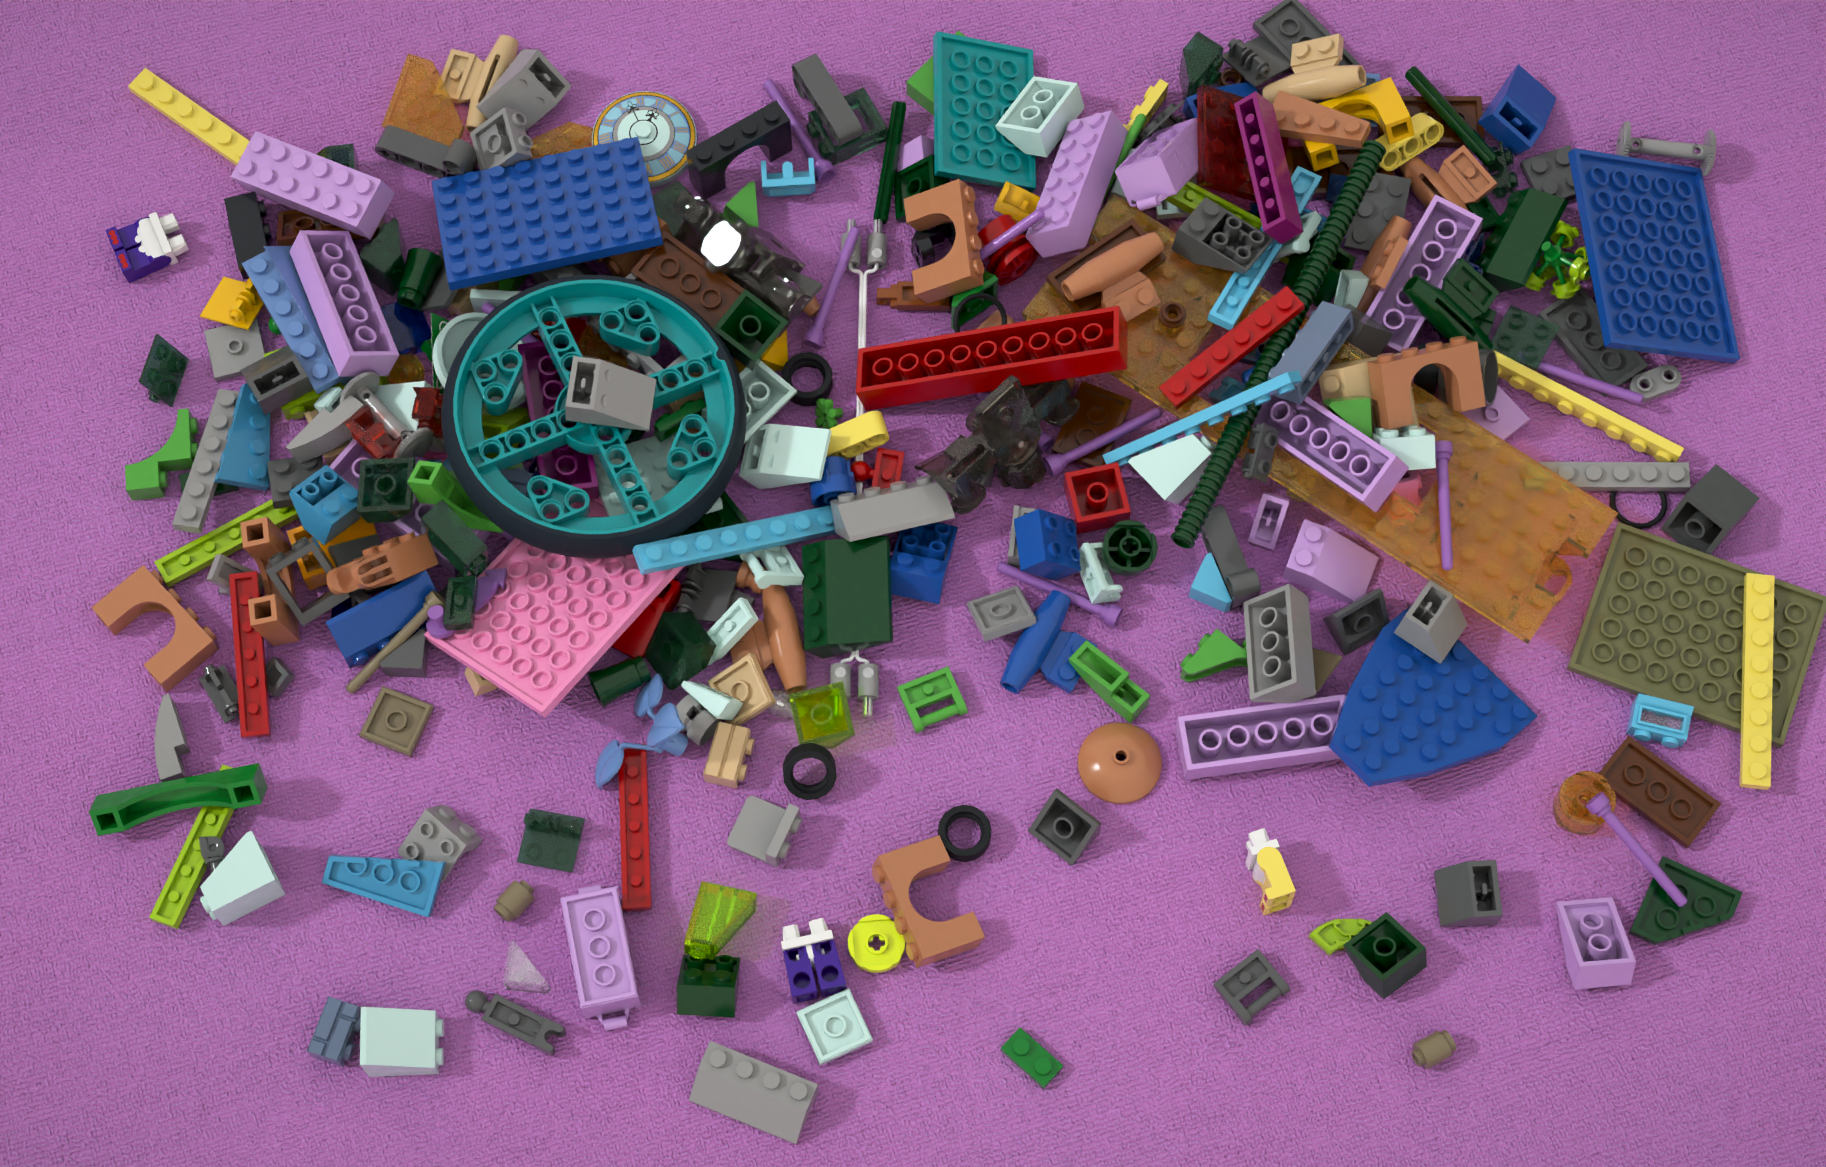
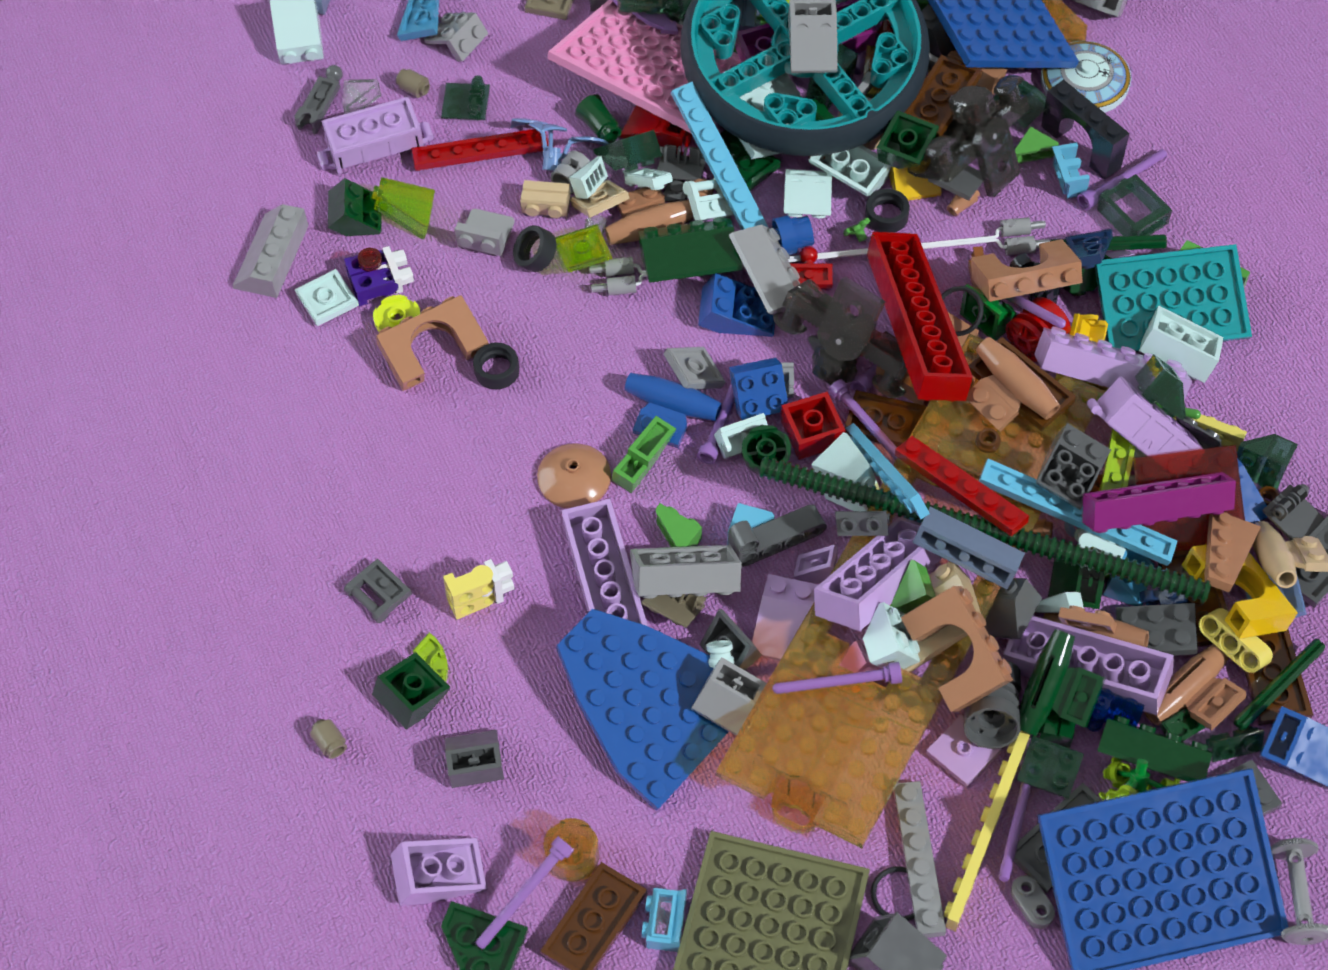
camera: 85 degrees right, 10 degrees down
(801, 963) = (369, 259): none -> clear red tile
(814, 335) = (929, 210): medium lavender piece -> none
(815, 82) = (1164, 171): dark grey beam -> none
(858, 435) = (835, 242): light yellow beam -> none
(911, 175) = (1090, 246): none -> dark blue wing
(928, 691) = (619, 328): bright green plate -> none
(1031, 1058) = (308, 436): green plate -> none
(1065, 827) = (509, 438): dark grey slope -> none
(1127, 135) = (1162, 384): none -> clear green slope
(1375, 626) = (719, 649): none -> light aqua wheel

